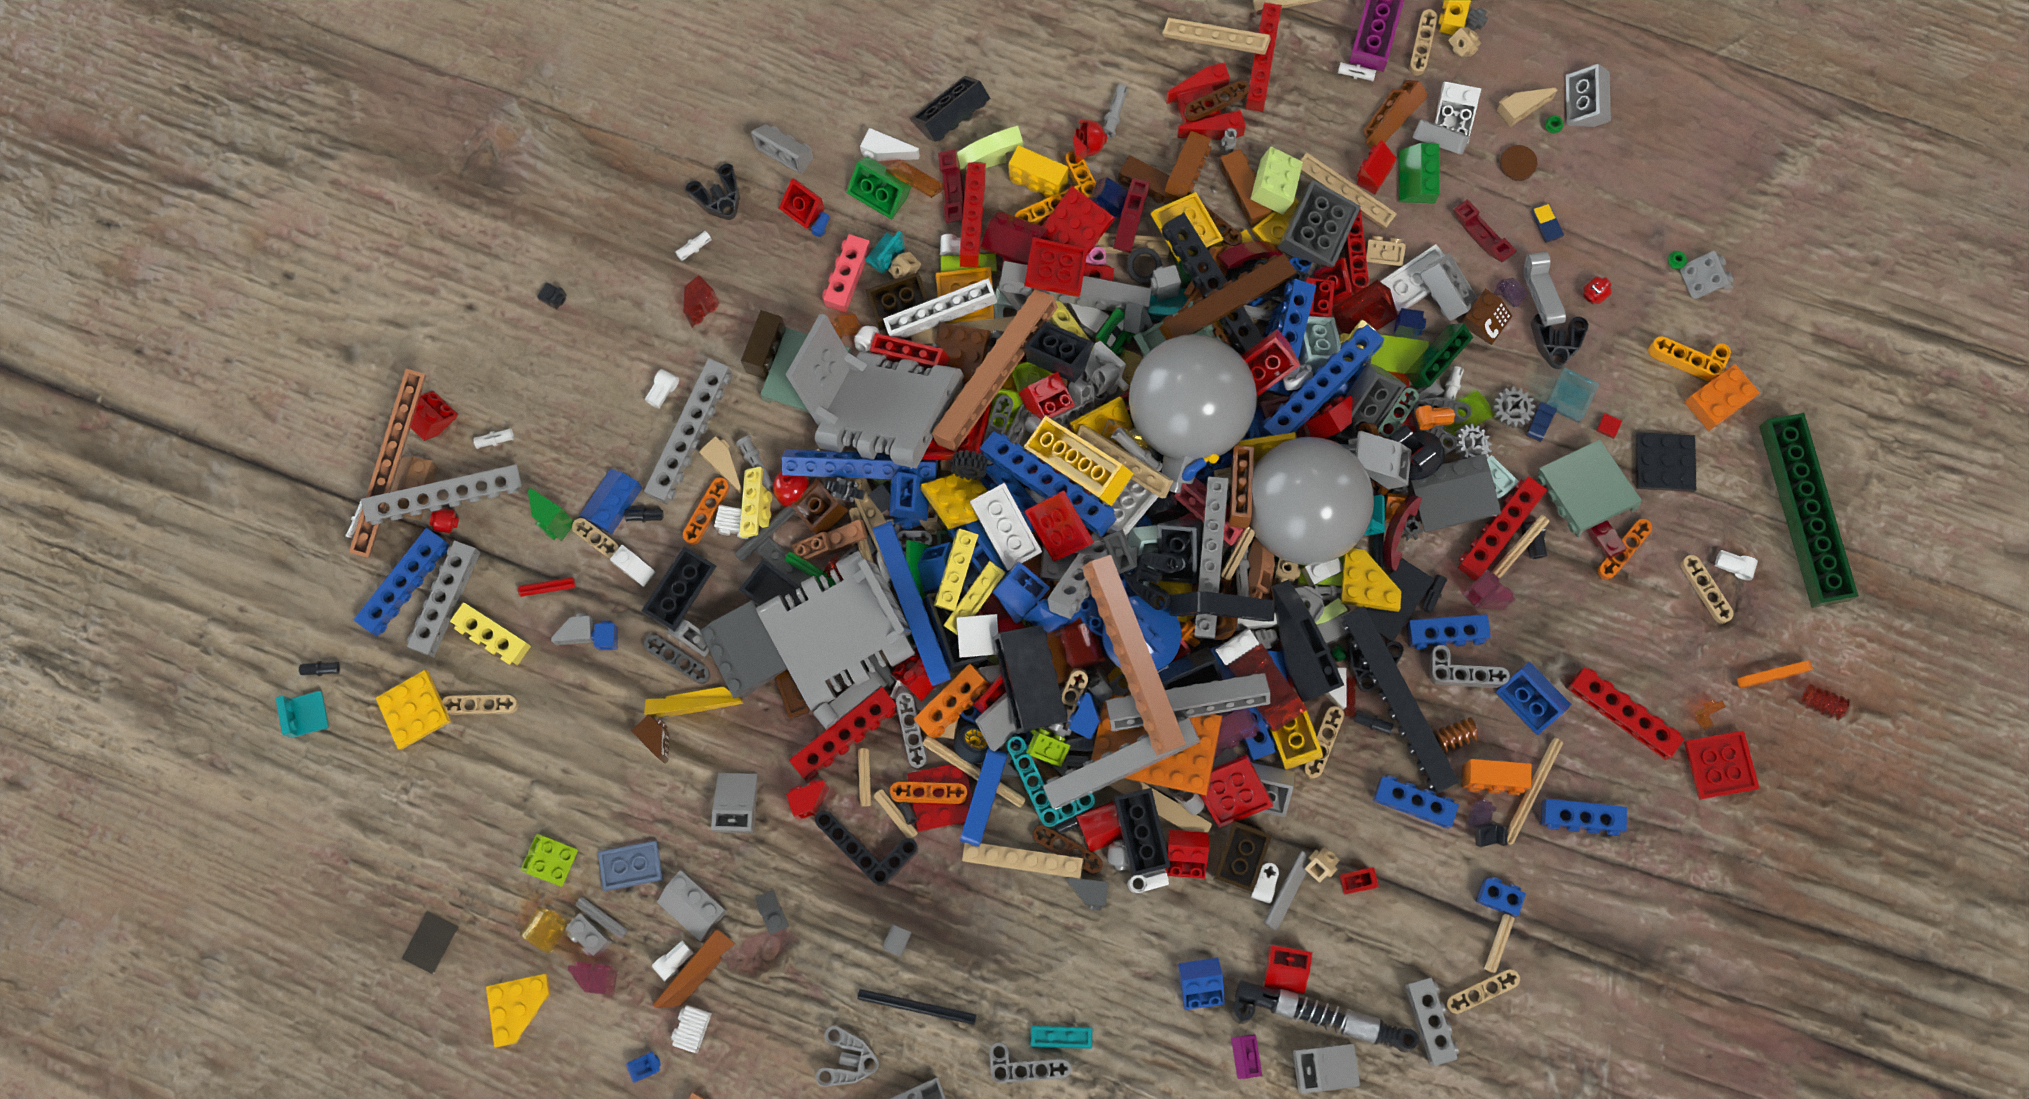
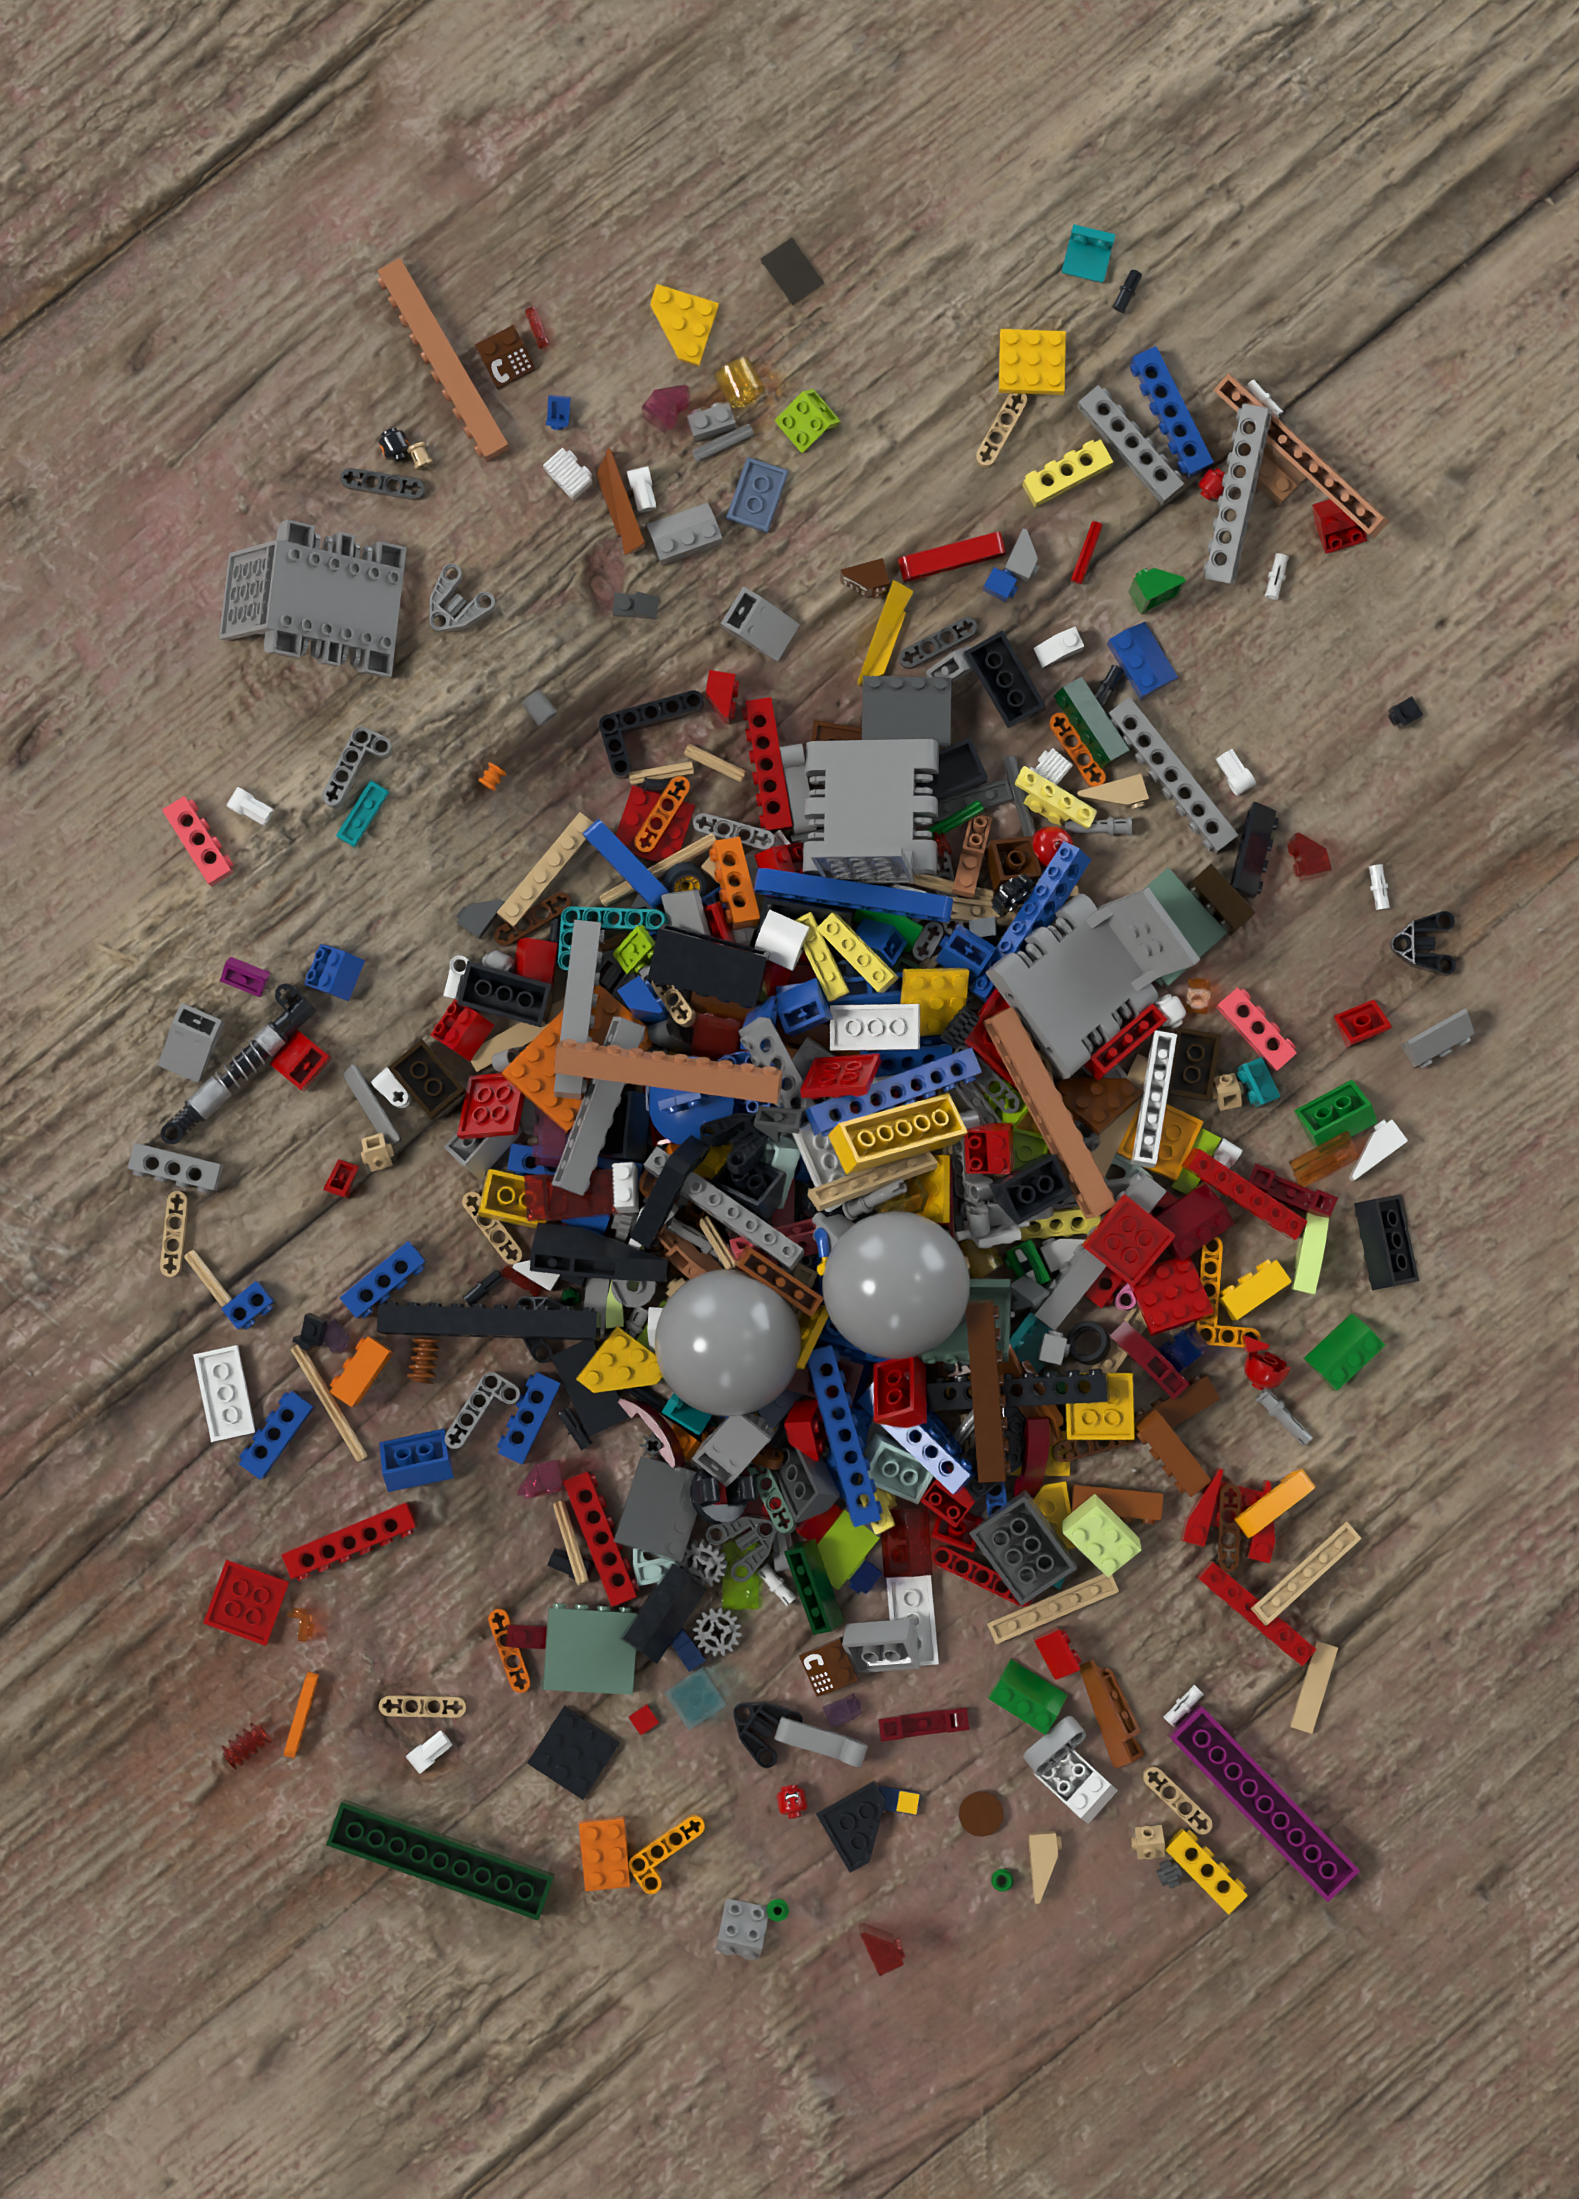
camera: 115 degrees right, 10 degrees up
(589, 526) = (1113, 617): tan beam -> none
(602, 685) = (952, 556): none -> red beam
(679, 510) = (1091, 722): none -> brick
(713, 345) = (1253, 849): none -> black slope
(820, 225) = (1328, 1032): blue pin -> none
(915, 1006) = (468, 694): black axle -> none
(973, 947) = (492, 776): none -> orange bush
(1045, 94) = (1344, 1352): none -> green slope
(1180, 76) = (1277, 1501): none -> light orange beam
(1229, 141) = (1170, 1512): light grey pin -> none
(1297, 377) = (865, 1416): white beam -> none
(1385, 252) = (962, 1607): tan bracket -> none
(1431, 417) = (749, 1528): orange piece -> none
(1528, 450) = (663, 1613): none -> black slope
(1578, 876) = (224, 1393): none -> white plate
(1584, 239) = (854, 1824): none -> black plate
(1588, 97) = (1011, 1936): light grey slope -> none
(1658, 167) = (883, 1948): none -> clear red slope

